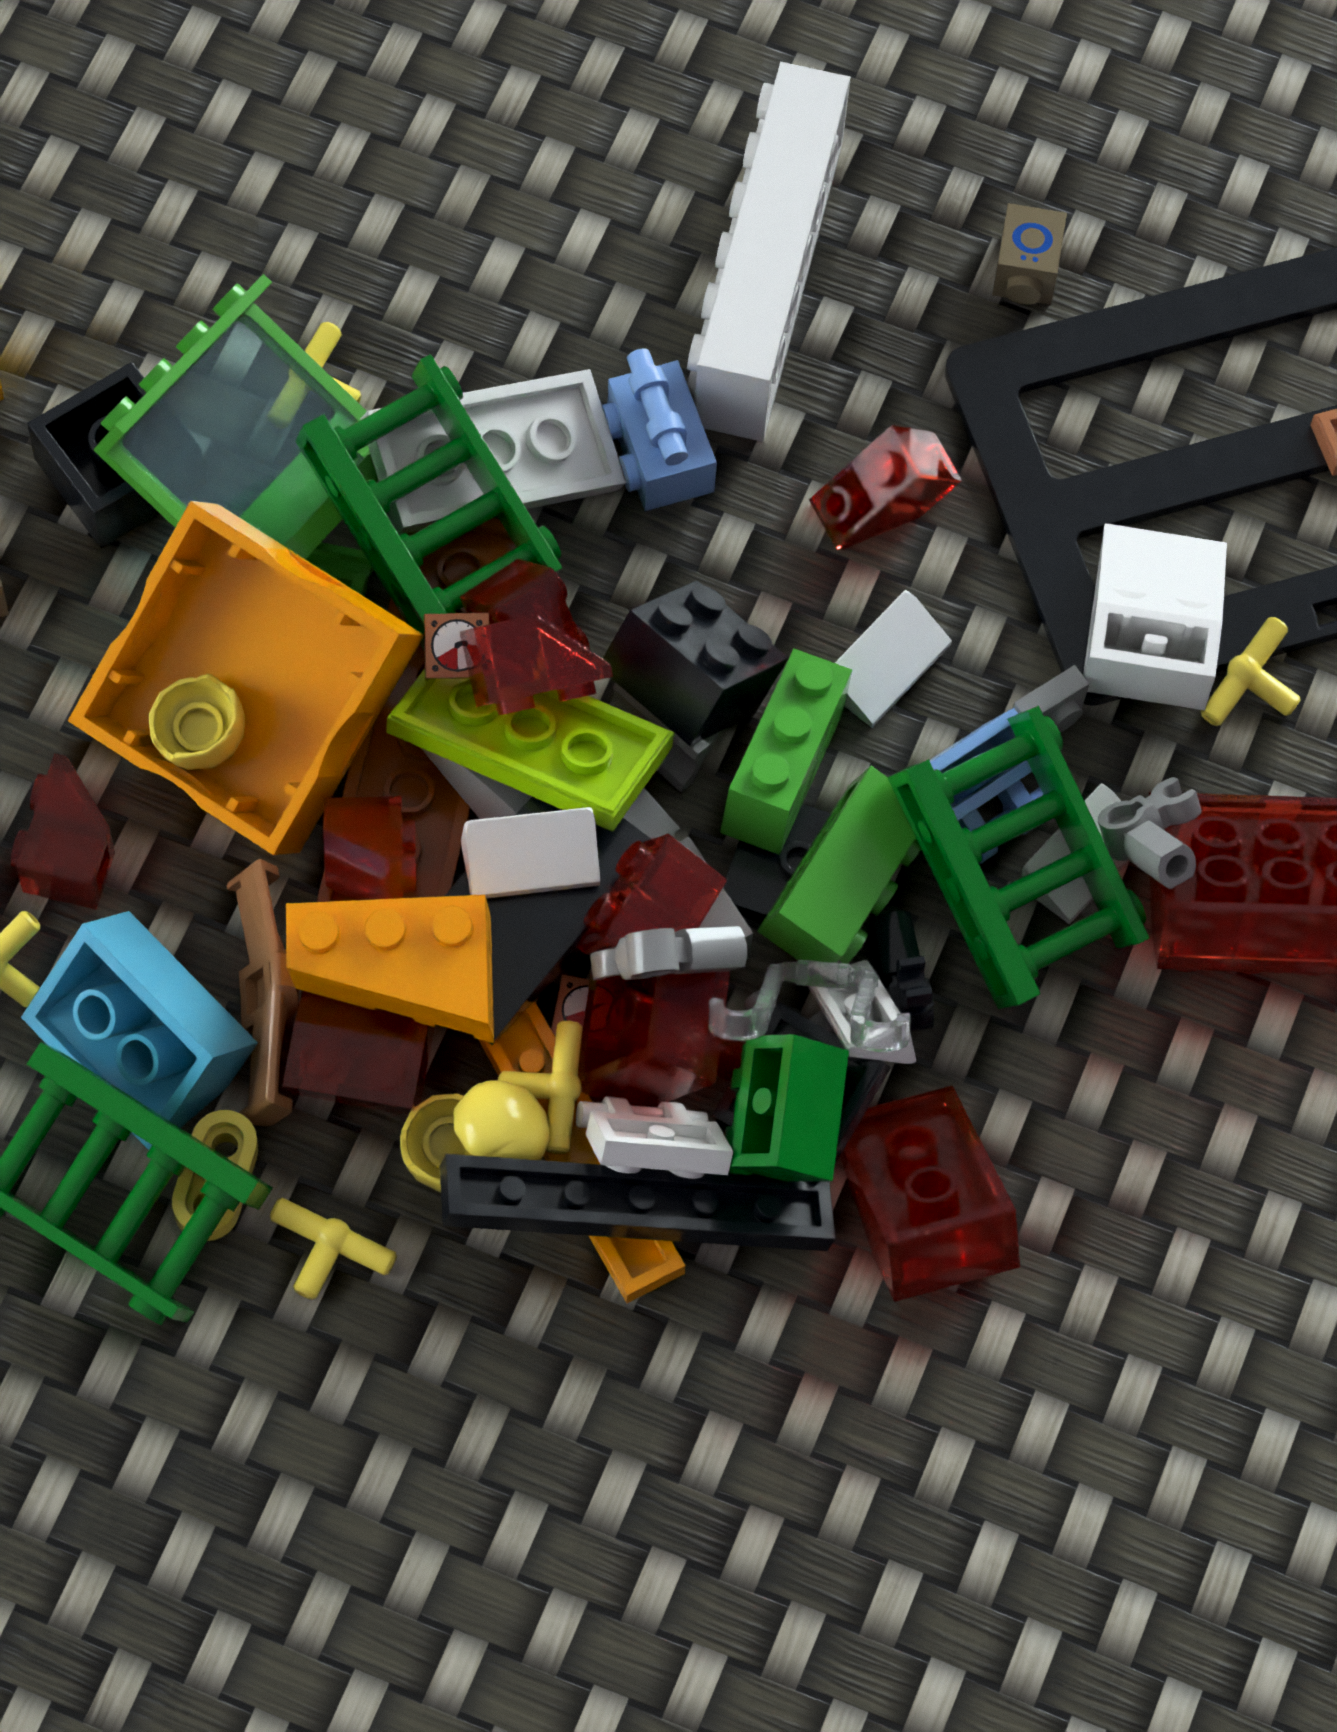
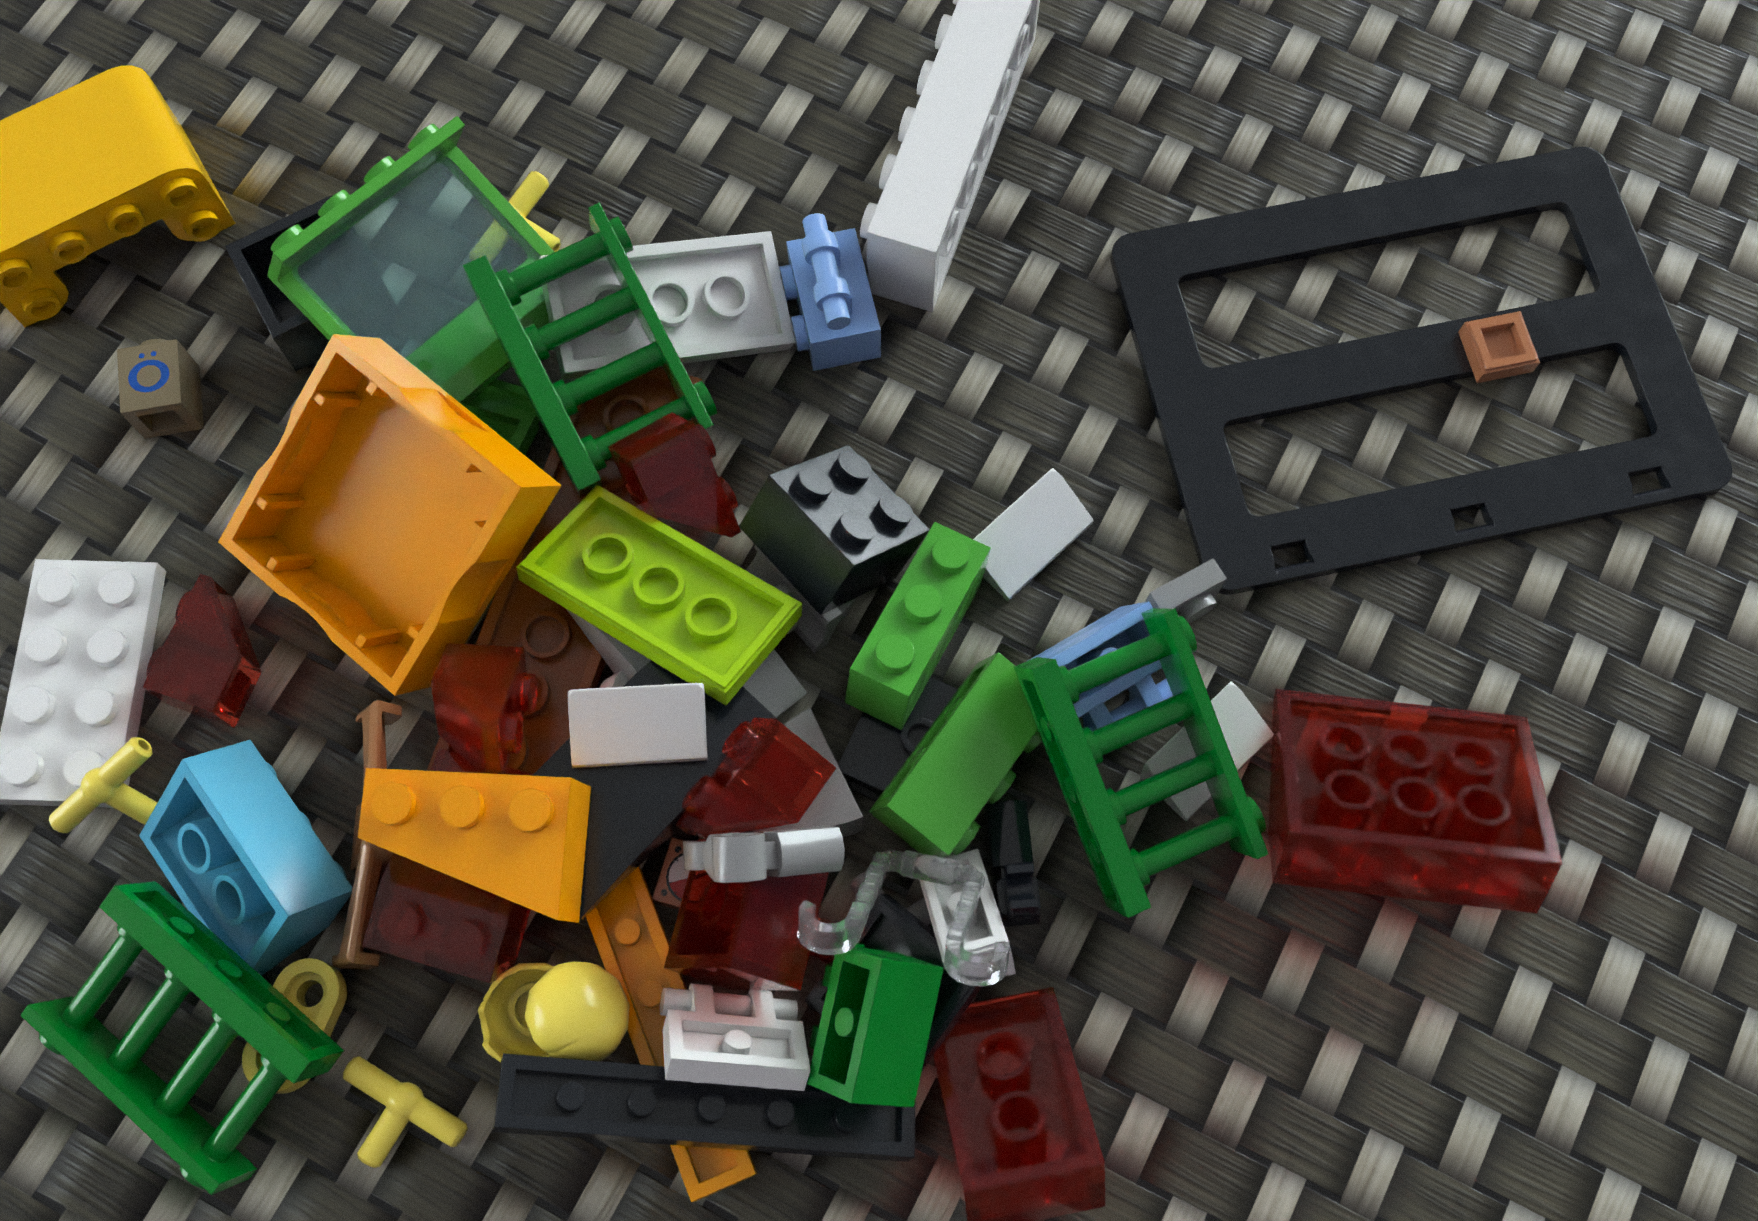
camera: 10 degrees right, 5 degrees up
(197, 722) = (338, 554): light yellow hair -> none
(443, 645) = (593, 498): tile -> none
(527, 658) = (658, 520): clear red slope -> none
(560, 1086) = (647, 968): light yellow piece -> none
(885, 486) = (1043, 363): clear red slope -> none
(1029, 254) = (1200, 150): dark tan brick -> none
(1137, 832) = (1262, 740): light grey bar -> none
(1156, 617) = (1299, 514): white slope -> none
(1247, 673) = (1382, 575): light yellow piece -> none

